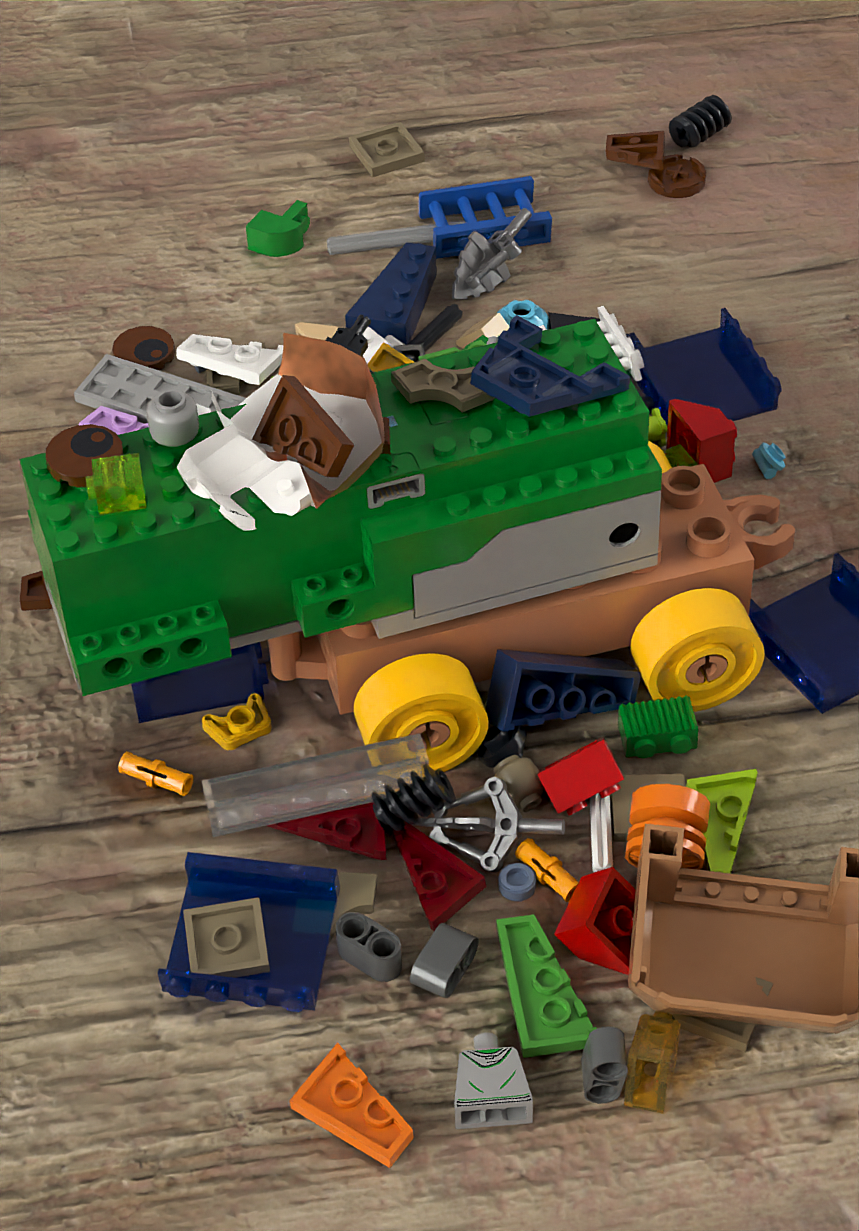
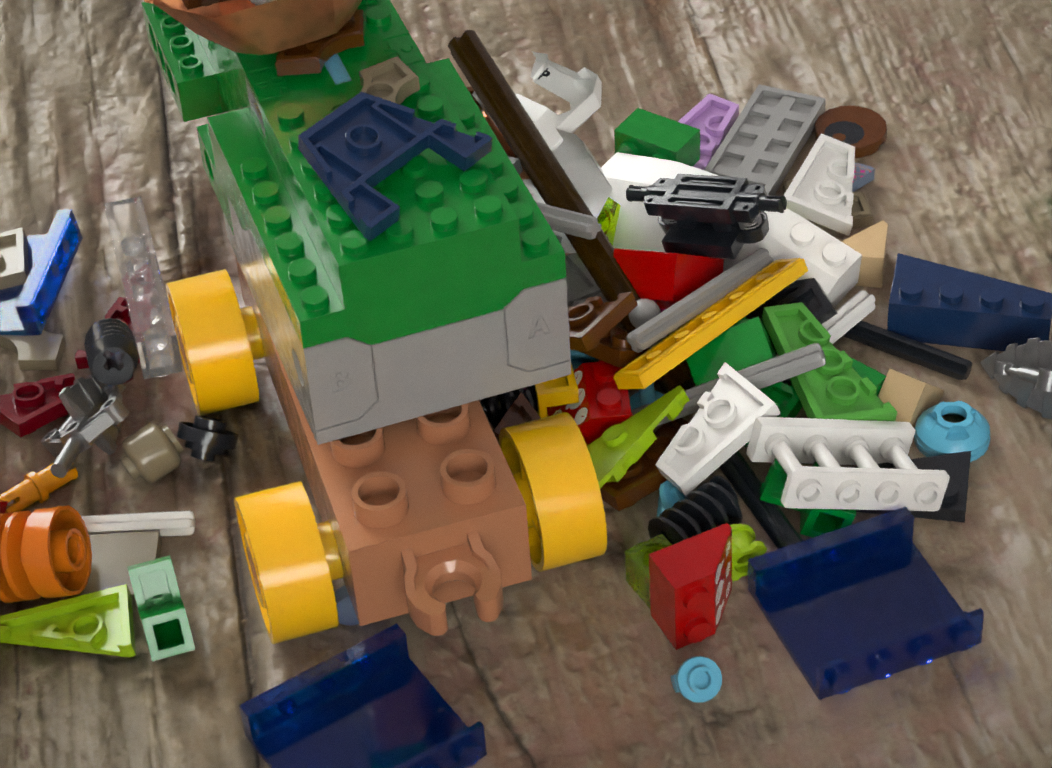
camera: 90 degrees right, 5 degrees down
(136, 765) = (205, 214): light orange pin -> none
(517, 882) = (28, 461): sand blue tile -> none
(553, 686) = (251, 433): dark blue wedge -> none
(581, 776) = (140, 489): red slope -> none
(657, 727) = (218, 567): green brick -> none
(721, 754) = (161, 608): none -> brick

